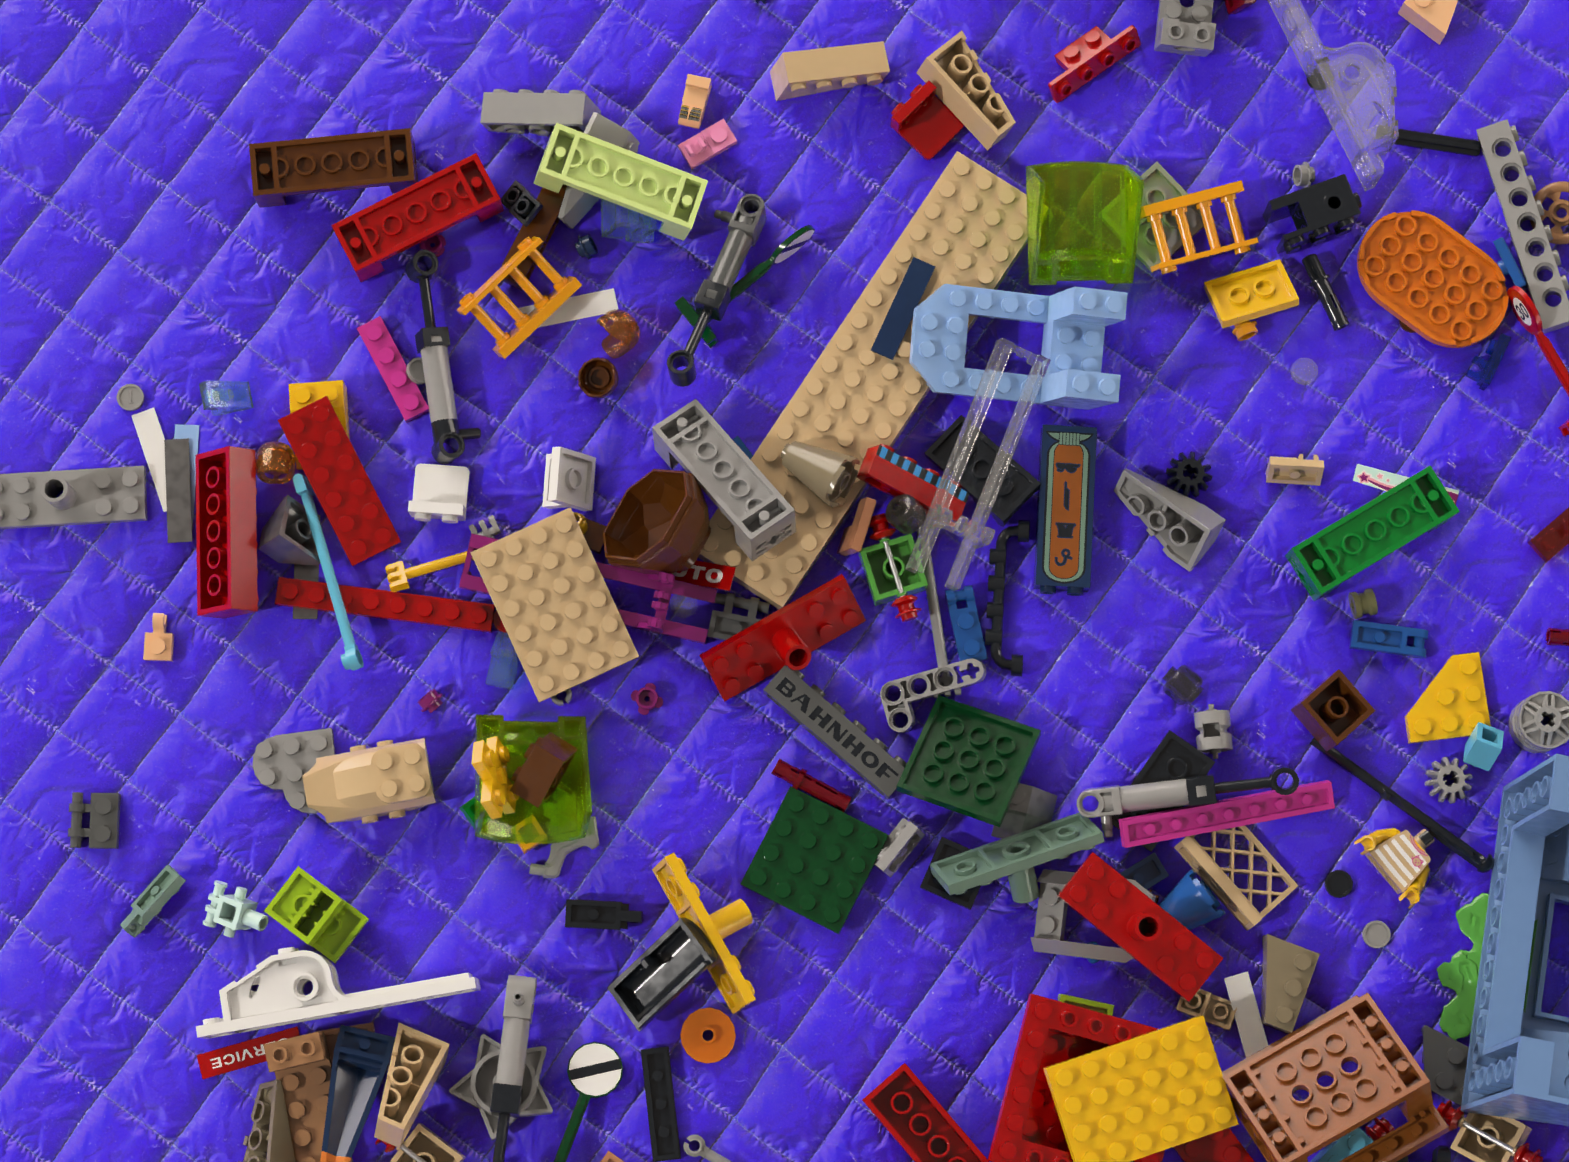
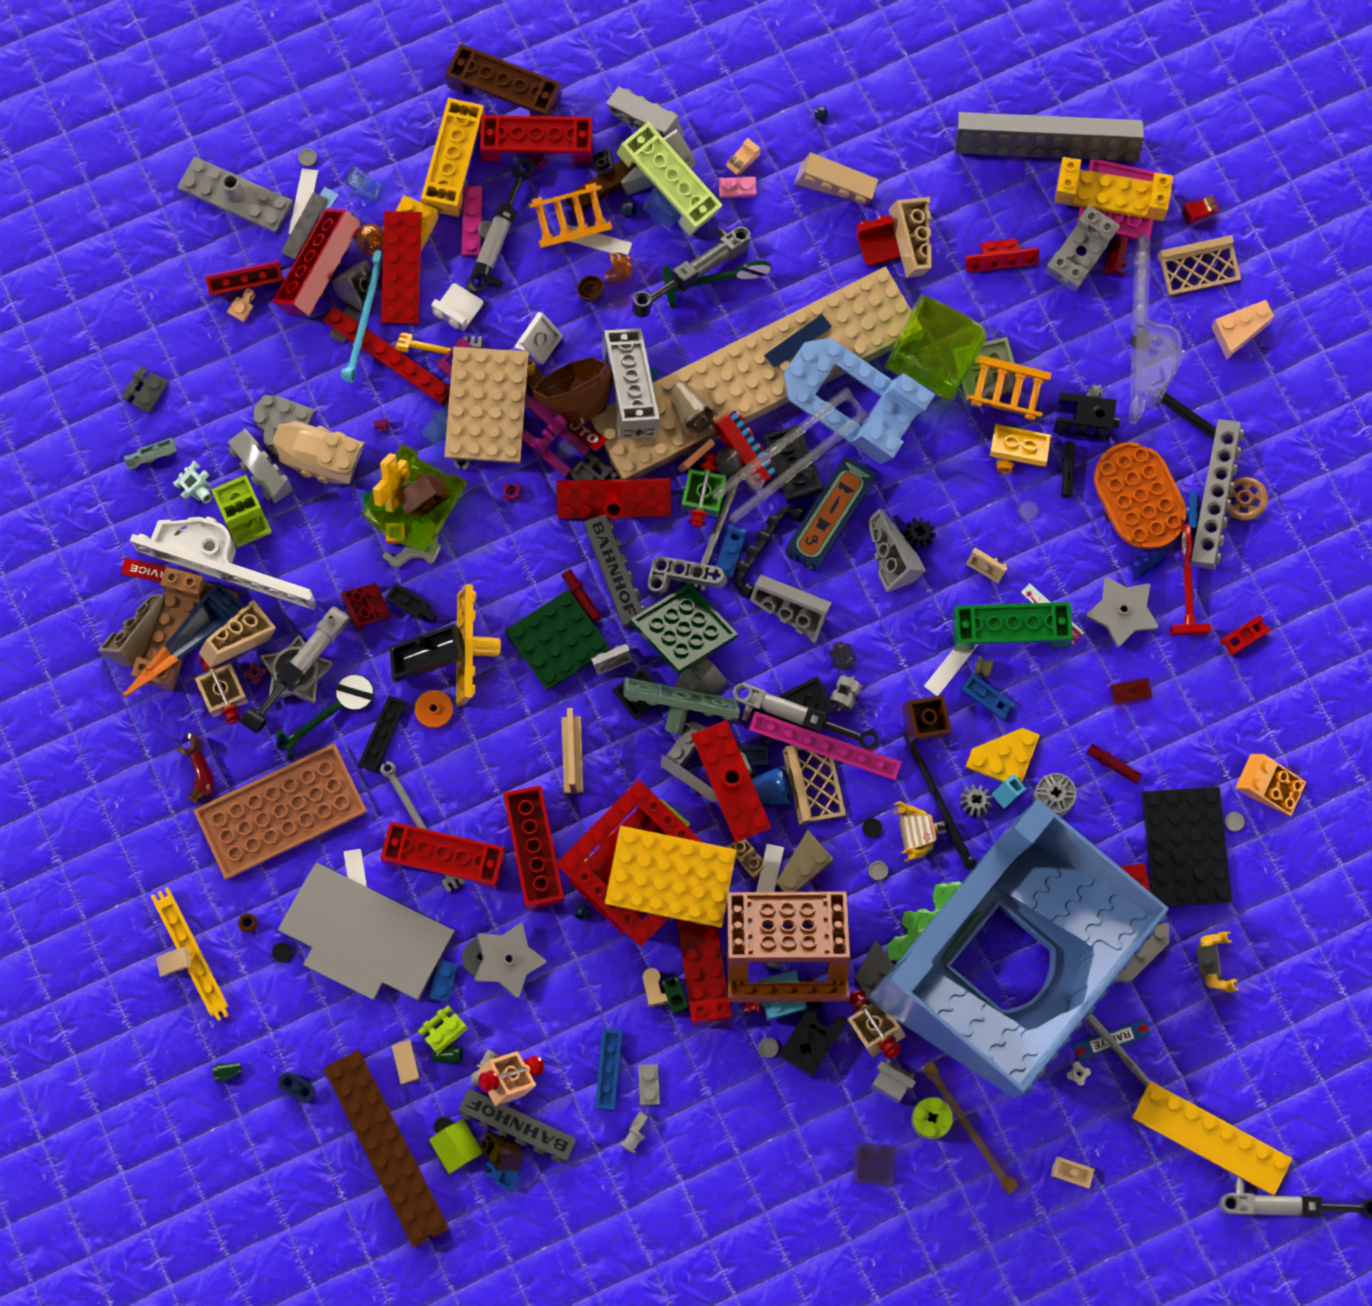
camera: 30 degrees right, 5 degrees down
(141, 603) = (244, 277): none -> red brick
(304, 841) = (259, 464): none -> light grey wedge
(323, 298) = (452, 156): none -> yellow plate
(458, 1121) = (260, 673): none -> magenta plate
(546, 950) = (365, 606): none -> dark red plate
(916, 997) = (572, 753): none -> tan fence
(1083, 654) = (791, 605): none -> light grey wedge
(1318, 632) = (947, 670): none -> white sticker
(1478, 450) = (1120, 623): none -> light grey plate

